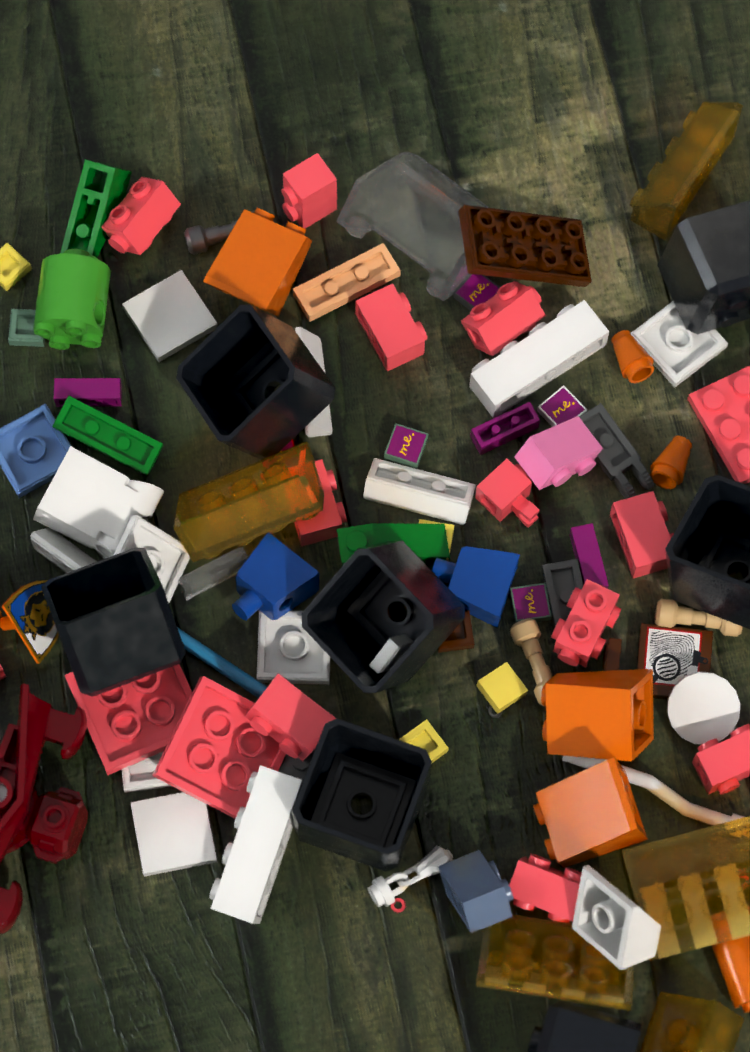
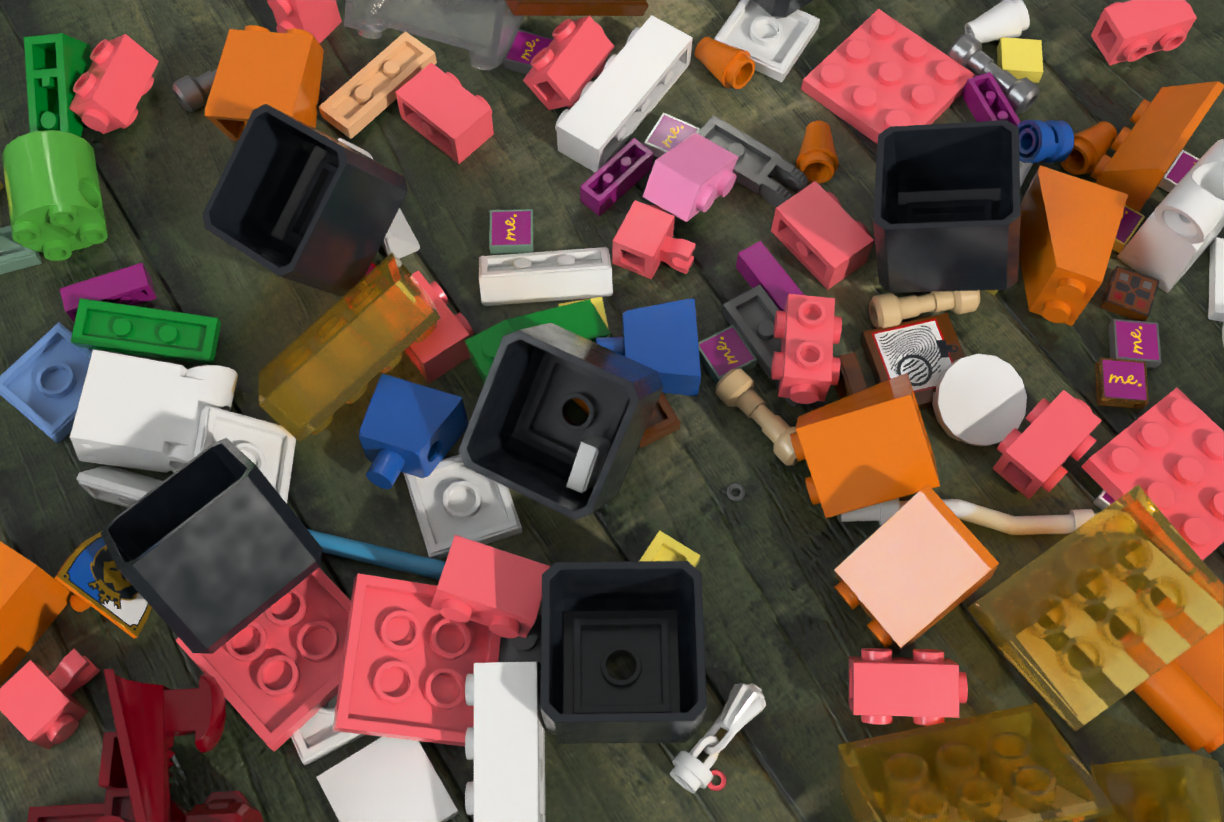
camera: 20 degrees left, 5 degrees down
(170, 316) = (178, 181): white tile -> none
(212, 573) = (328, 449): clear tile -> none
(476, 890) = (817, 725): sand blue brick -> none
(502, 687) = (733, 461): light yellow tile -> none
(613, 922) = (1017, 697): white slope -> none

